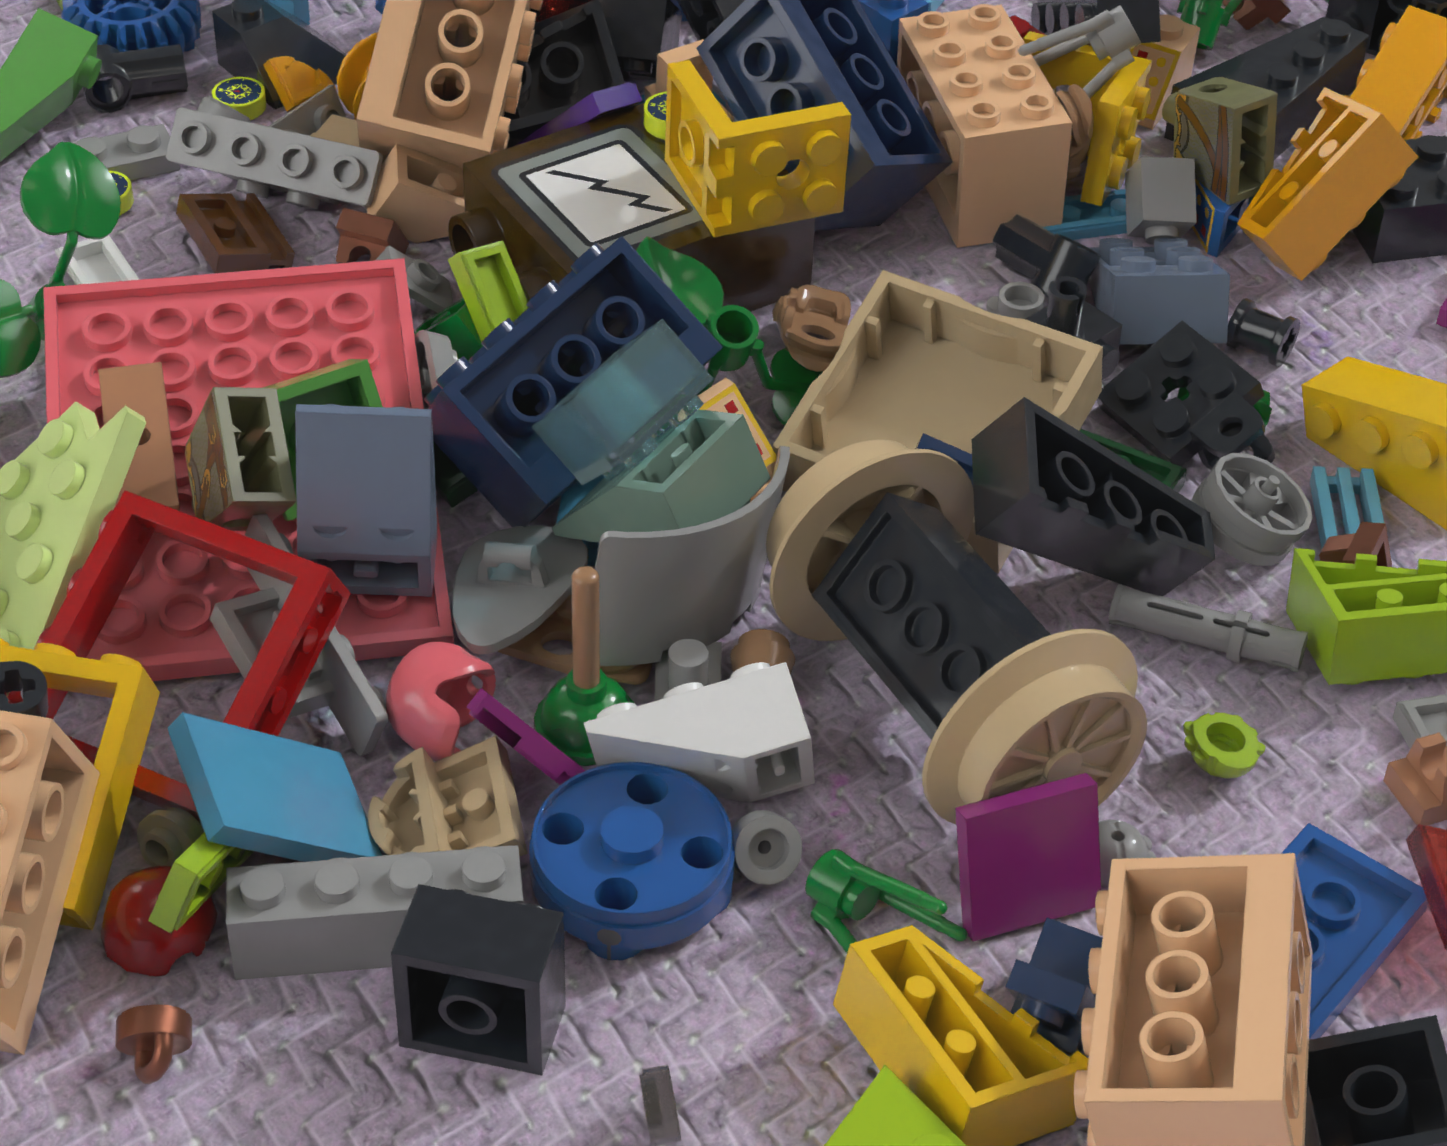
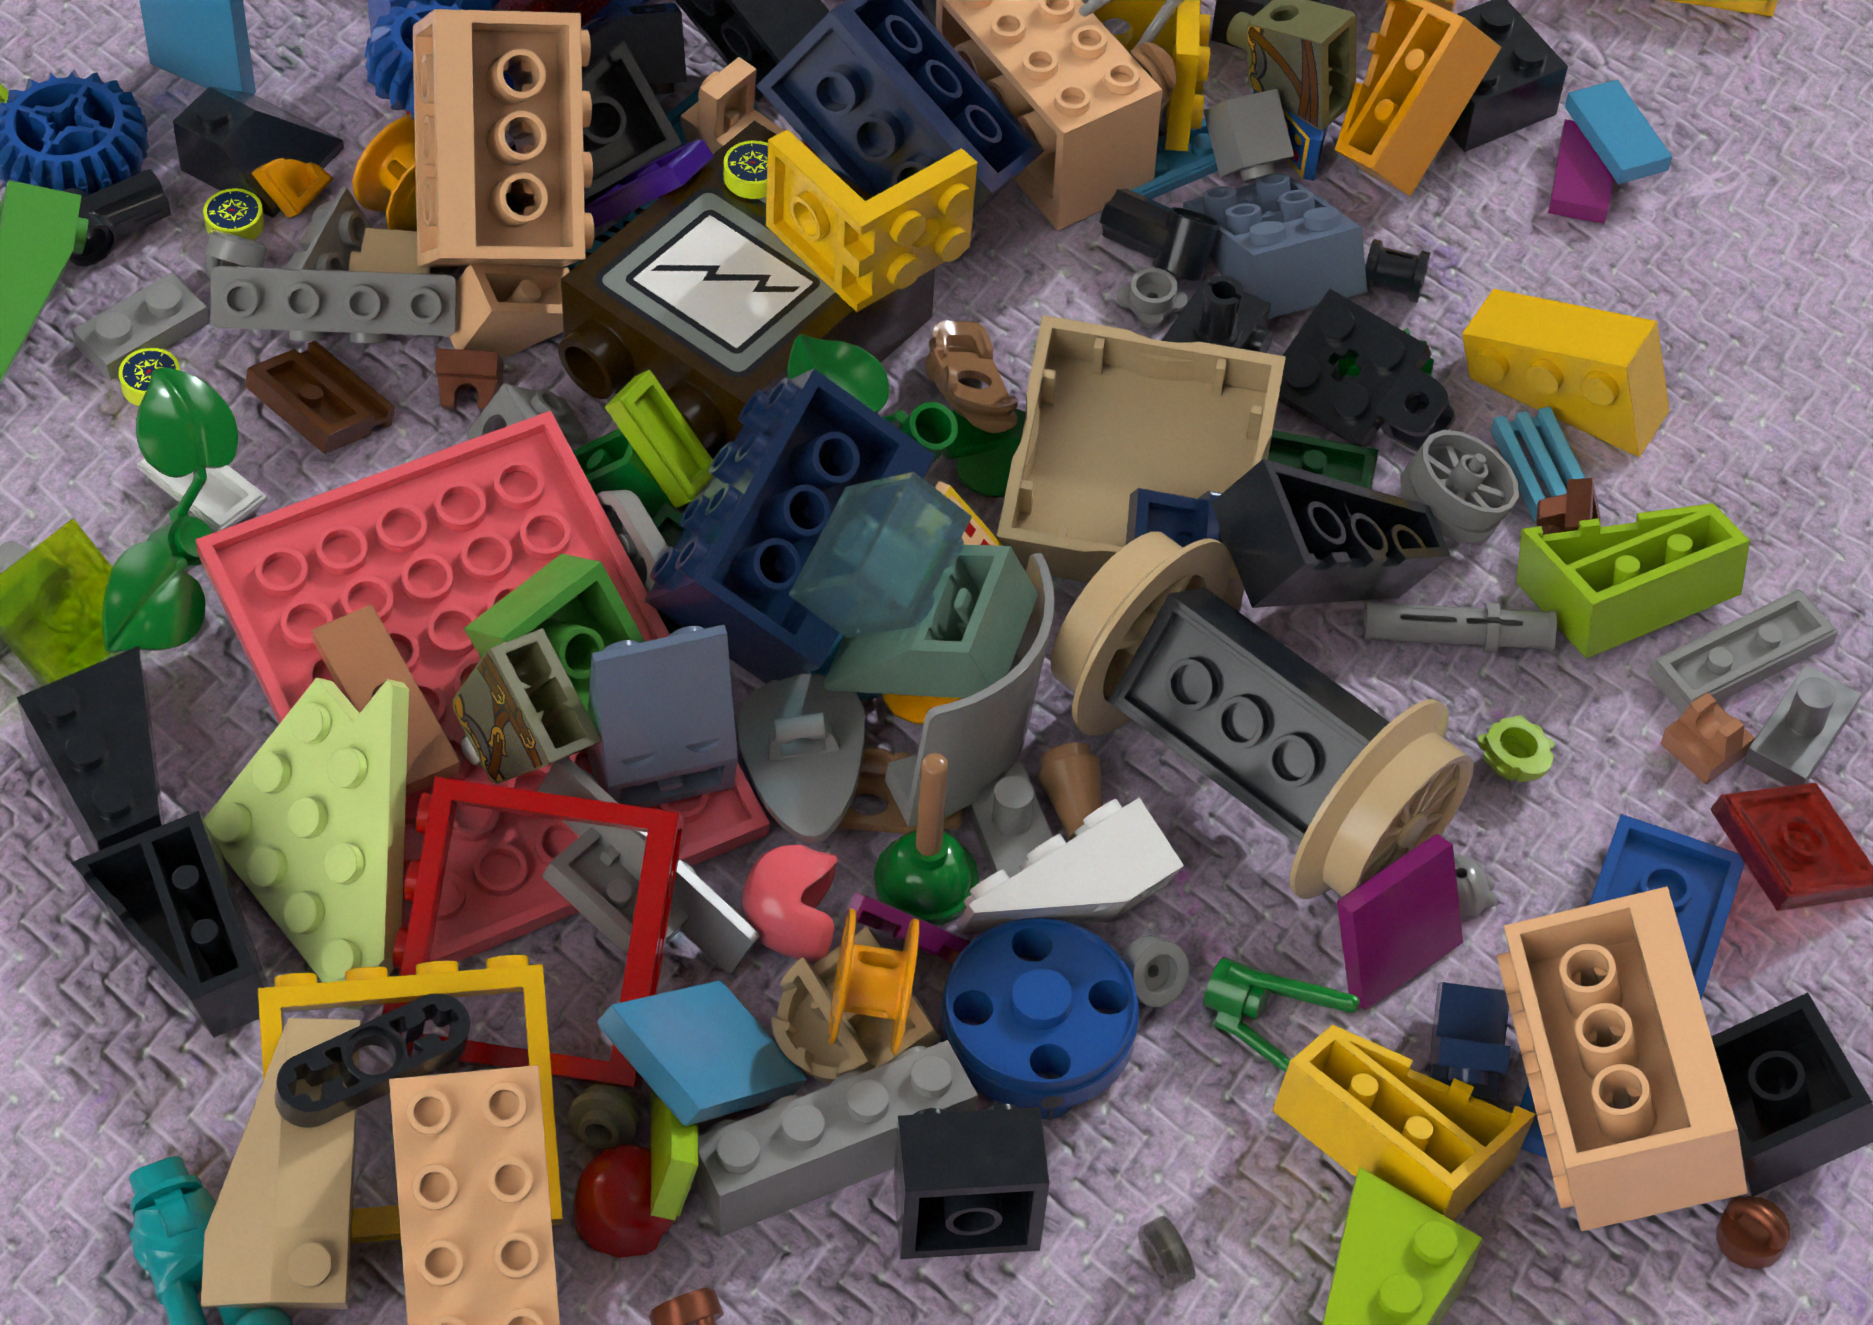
camera: 20 degrees left, 10 degrees up
(457, 766) = (874, 981): none -> light orange piece

